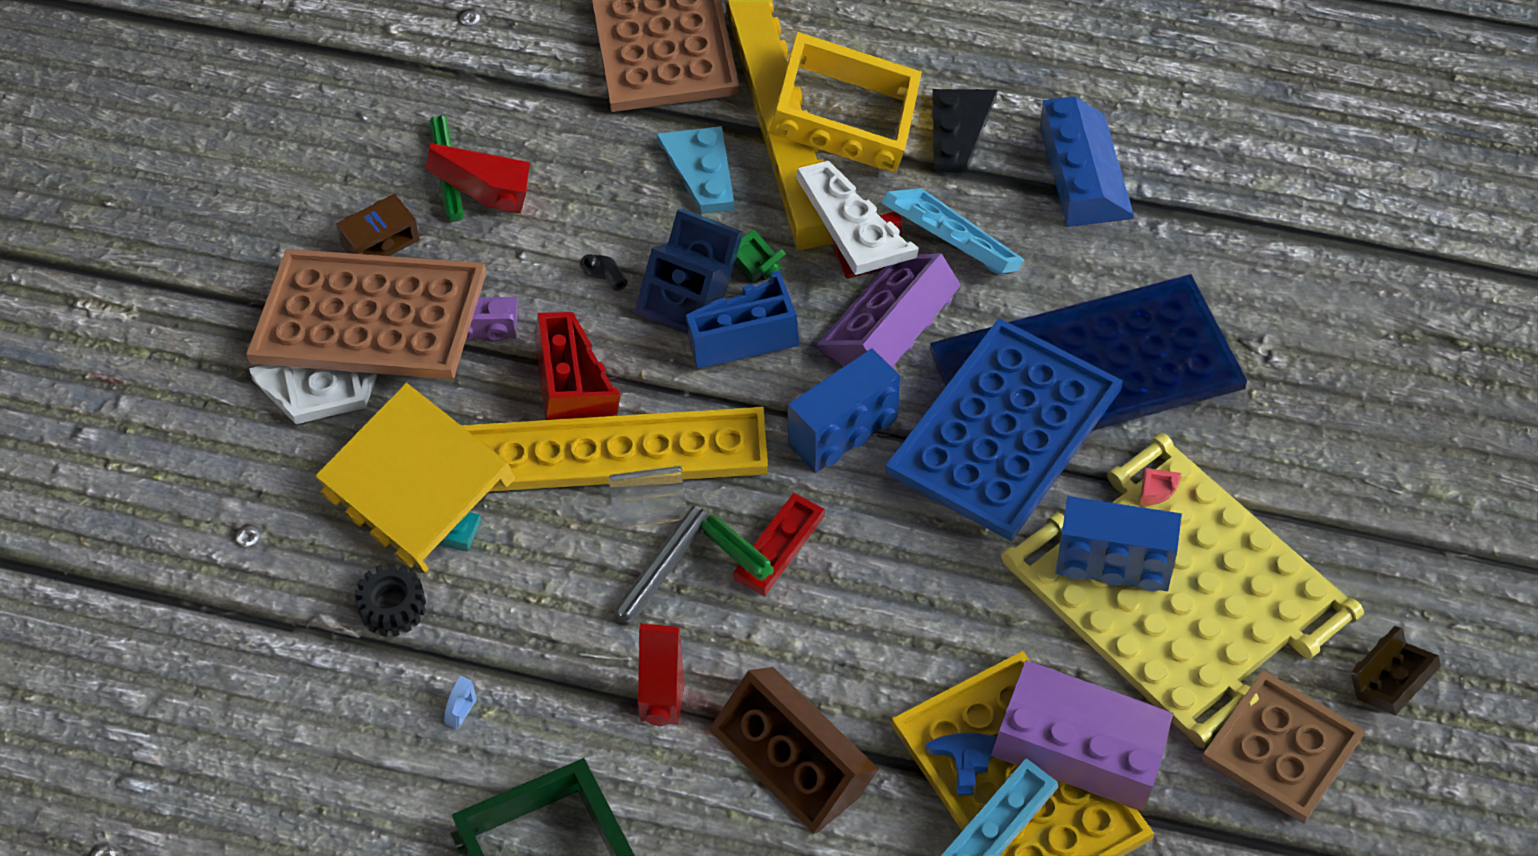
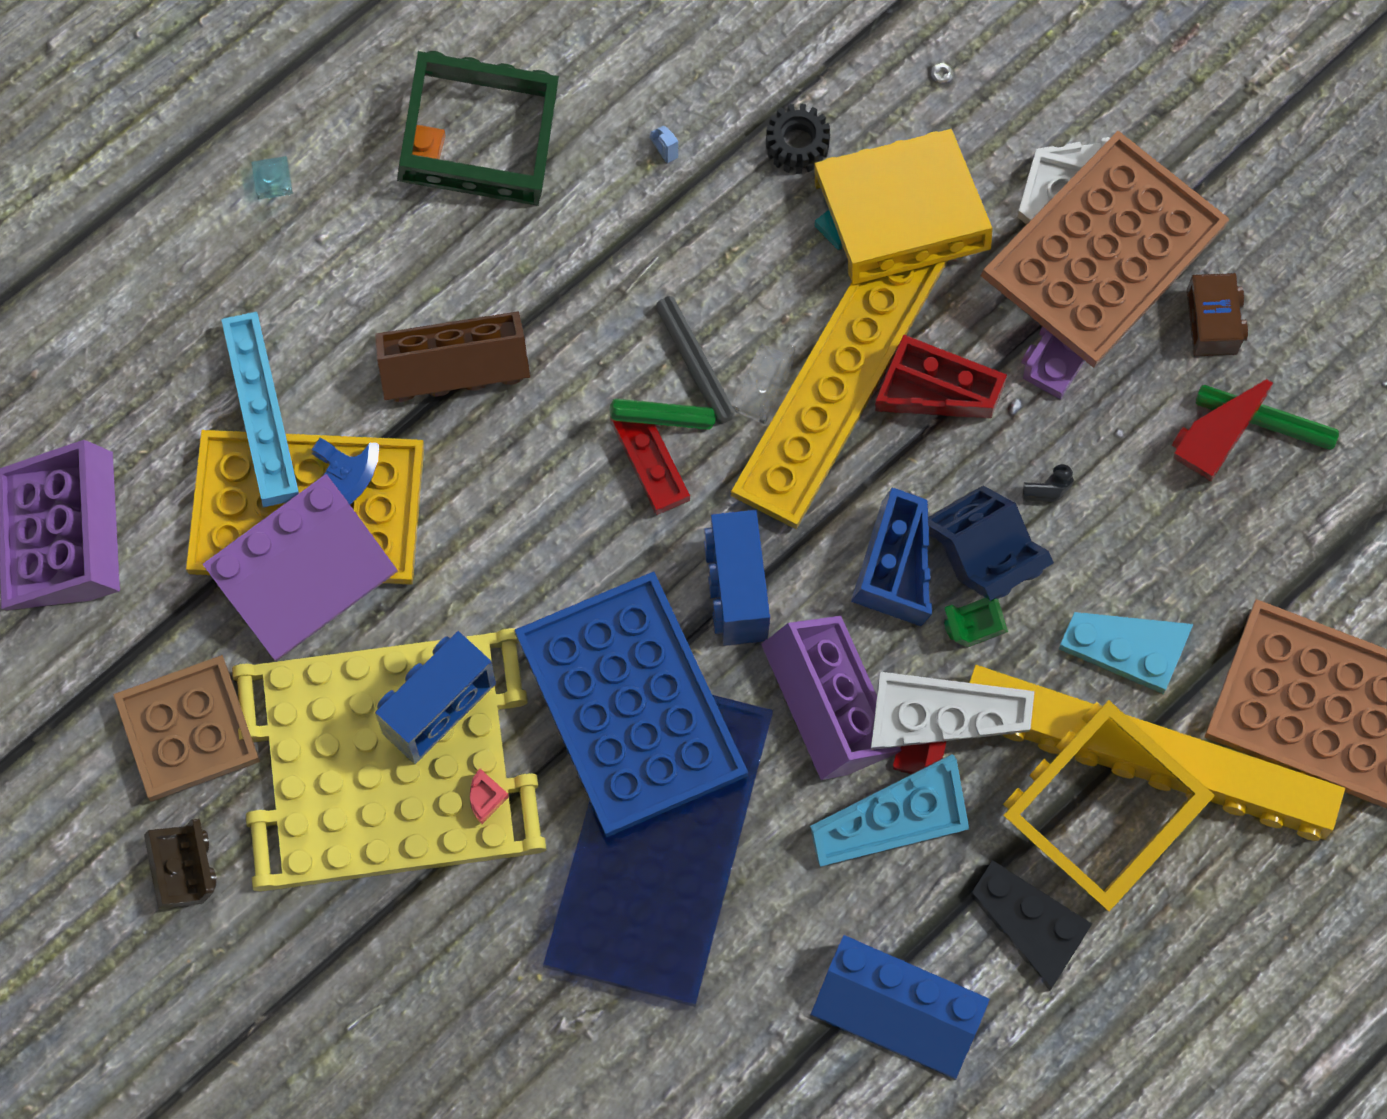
camera: 120 degrees right, 15 degrees up
(660, 674) = (571, 280): red slope -> none

